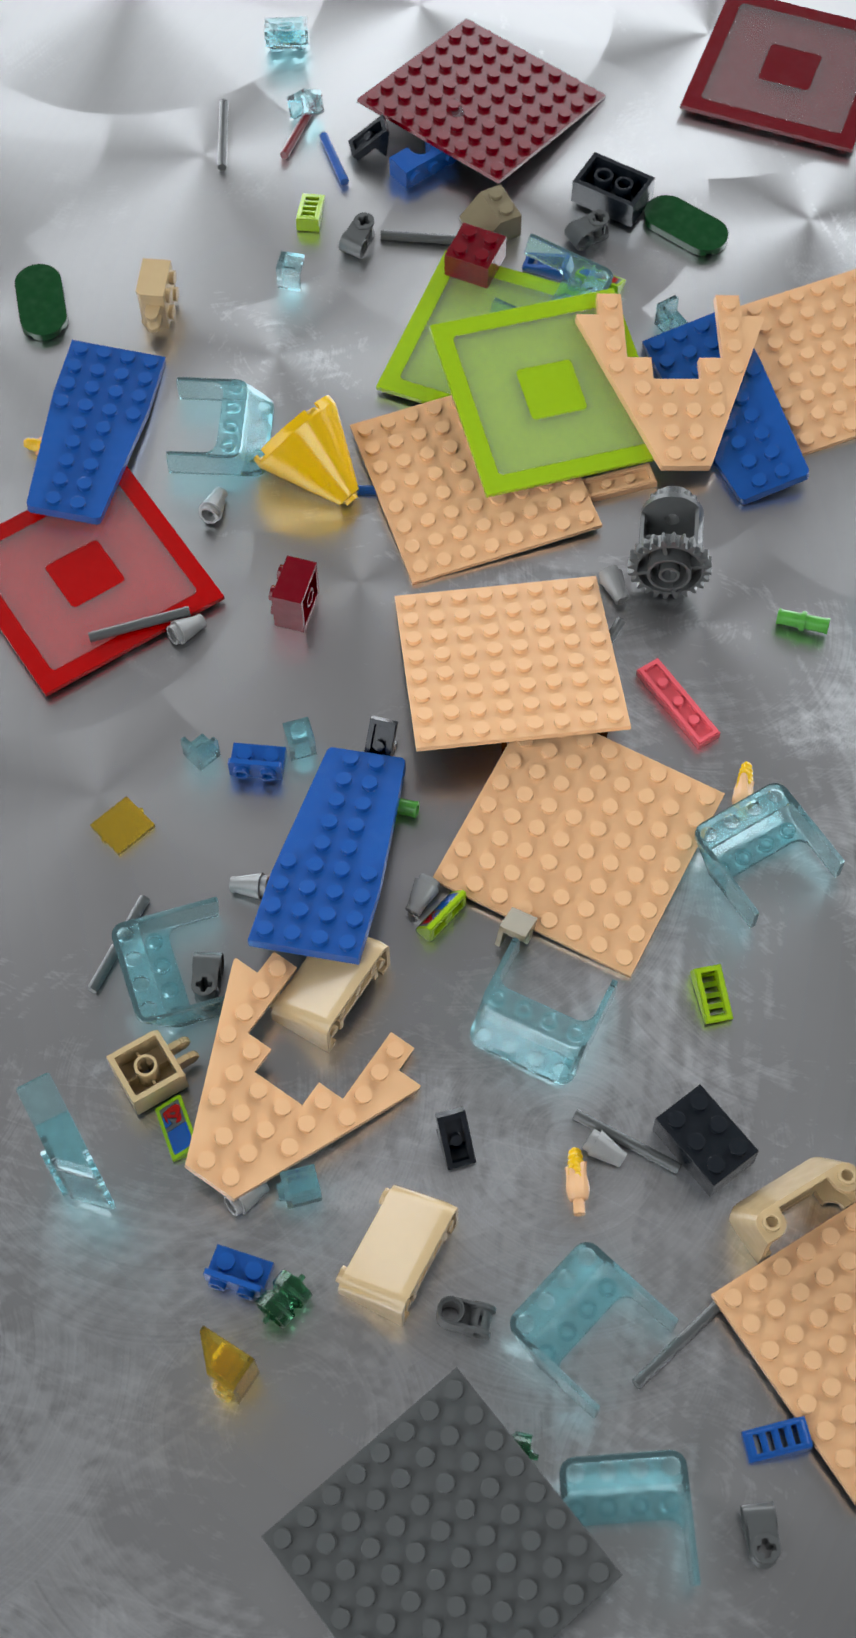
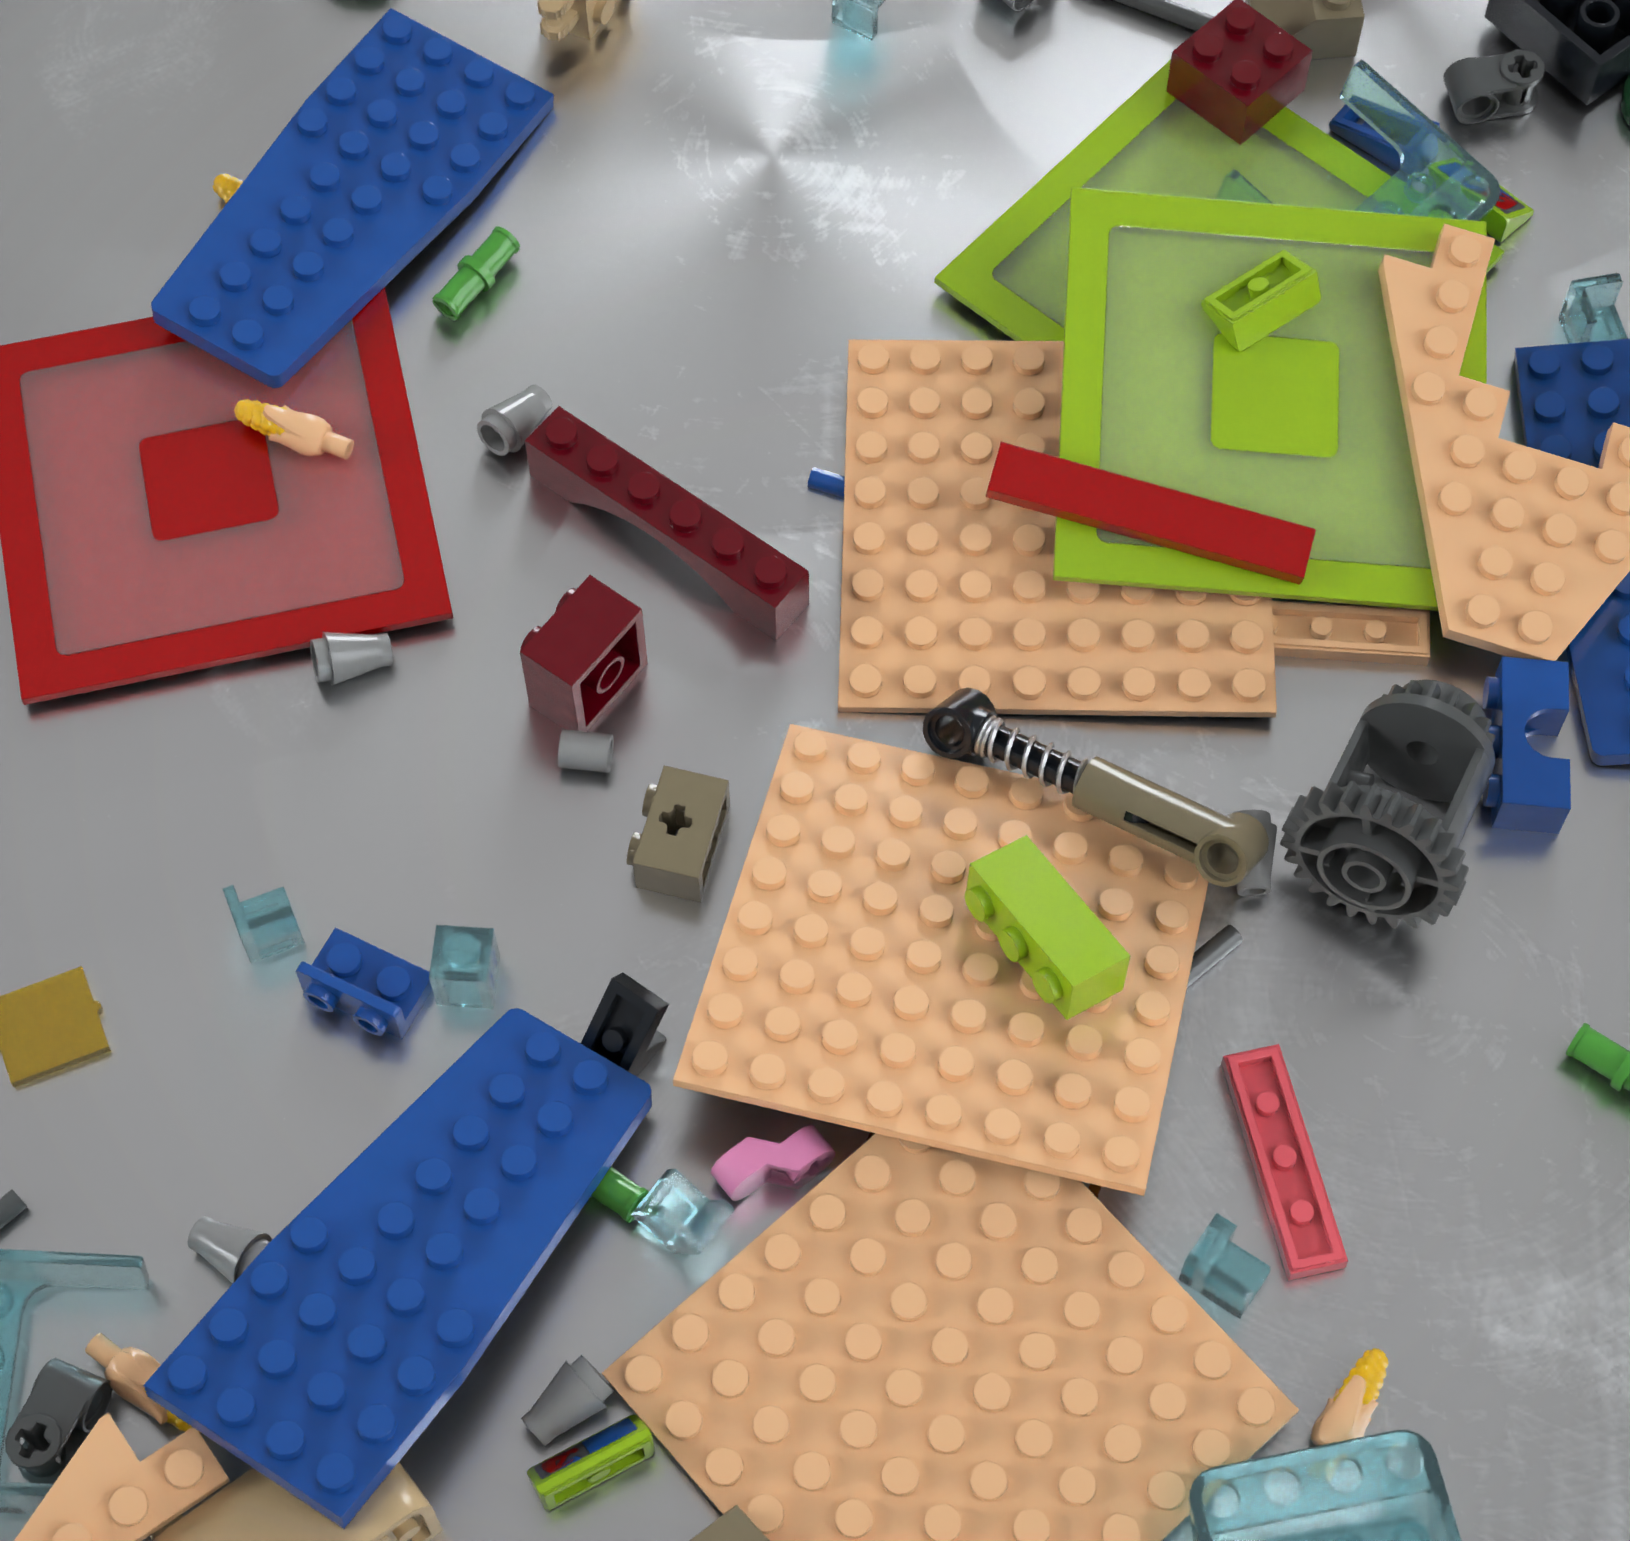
camera: 20 degrees right, 0 degrees up
(117, 539) = (296, 430): none -> light nougat piece
(139, 624) = (261, 616): dark grey bar -> none
(166, 444) = (476, 273): none -> bright green pin
(235, 948) = (127, 1373): none -> light nougat piece
(242, 429) = (631, 288): clear light blue windscreen -> none
(310, 635) = (585, 750): none -> light grey hinge
(313, 454) = (740, 377): yellow cone -> none
(347, 536) = (738, 565): none -> dark red arch
(368, 655) = (683, 862): none -> dark tan brick
(438, 807) = (681, 1214): none -> clear light blue panel
(466, 773) = (762, 1161): none -> bright pink piece
(518, 455) = (1151, 513): none -> red tile
(531, 349) = (1263, 299): none -> lime slope
(543, 577) = (1103, 790): none -> piece
(545, 637) = (1046, 927): none -> lime brick
(670, 753) = (1224, 1269): none -> clear light blue panel
(720, 521) = (1525, 786): none -> blue arch

